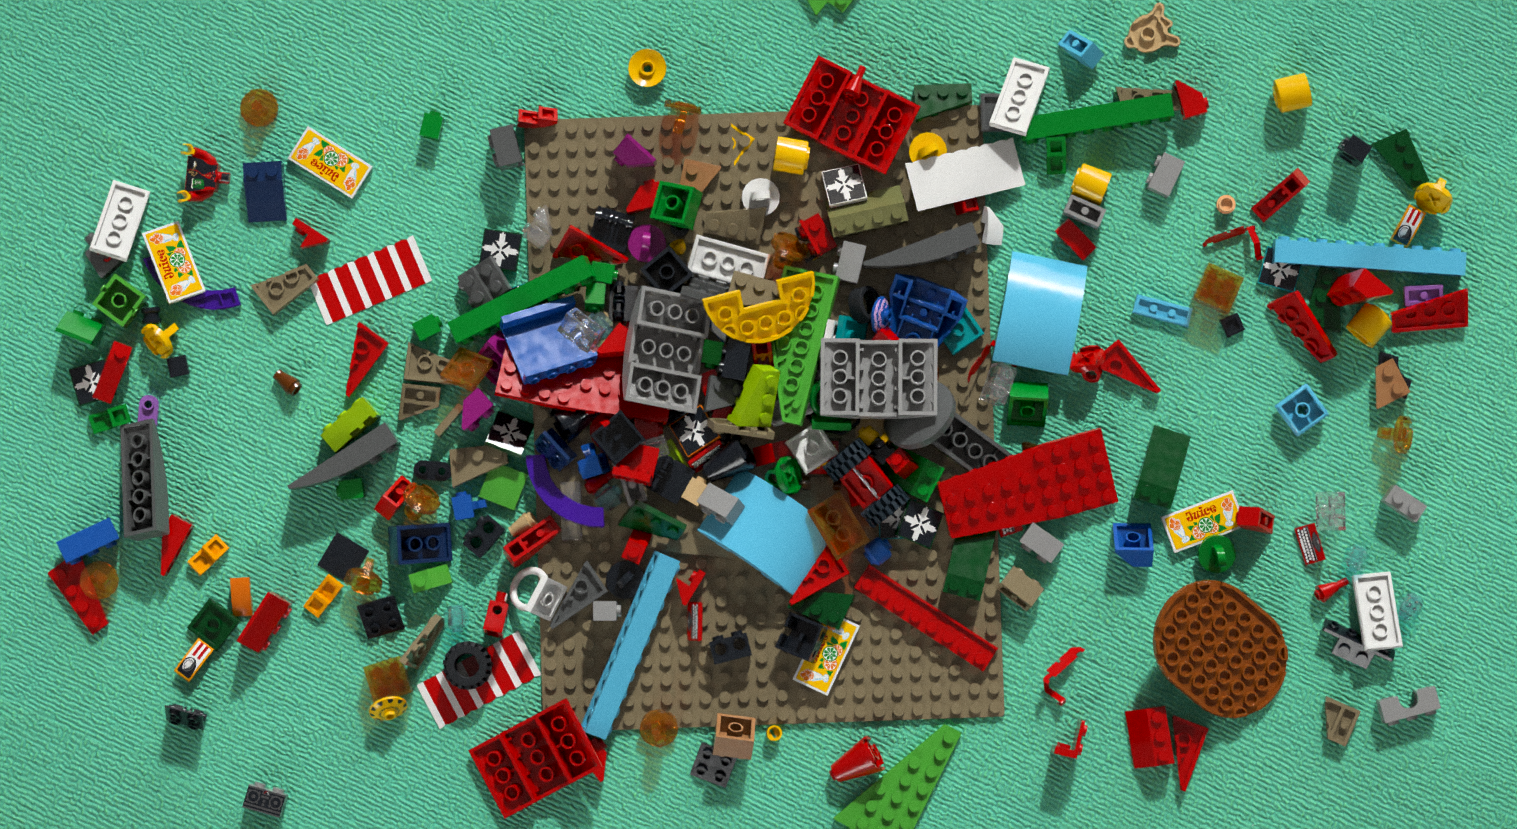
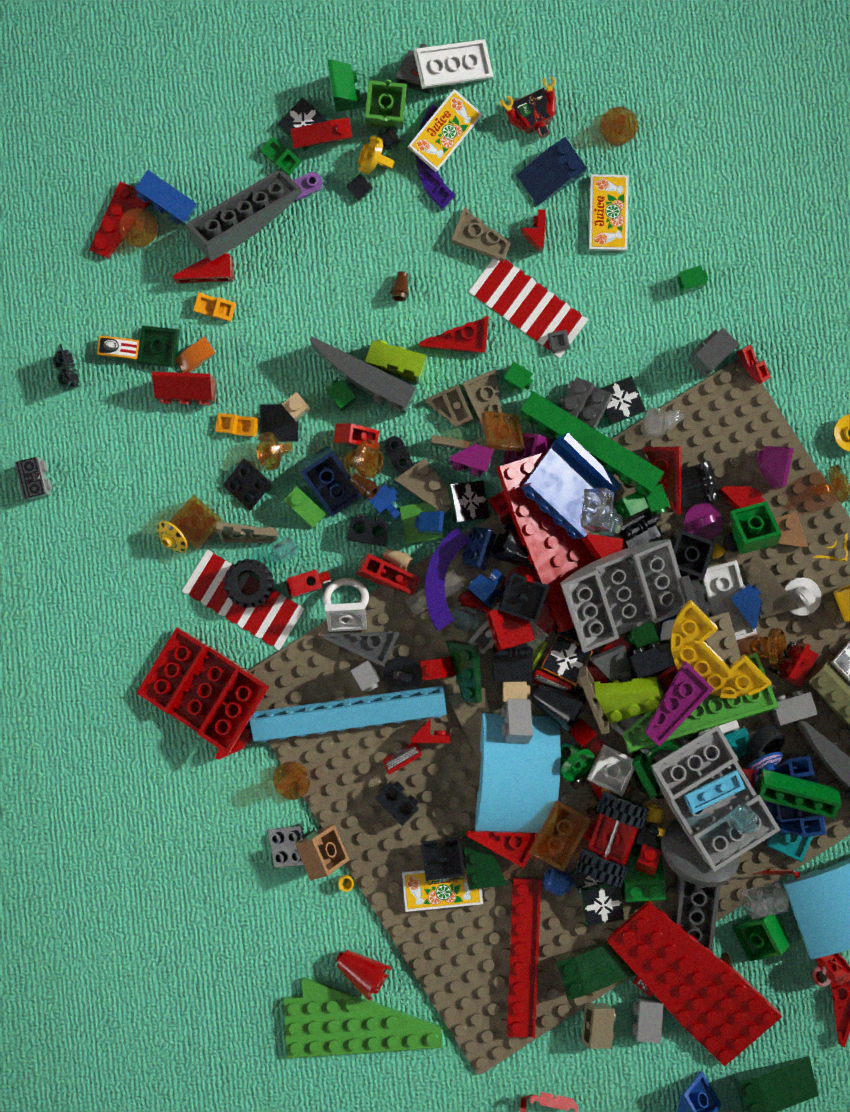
camera: 60 degrees right, 0 degrees up
(338, 534) = (296, 406): none -> tan brick
(416, 273) = (558, 341): none -> dark grey tile
(443, 516) = (366, 487): none -> reddish brown cone
(508, 478) = (430, 522): none -> blue slope
(531, 410) = (500, 506): none -> red slope
(737, 248) = (748, 603): none -> blue slope
(782, 357) = (680, 700): none -> magenta wing
(873, 374) = (714, 791): none -> medium azure tile
(907, 365) = (743, 819): none -> clear light blue head
(920, 304) = (798, 793): none -> green brick

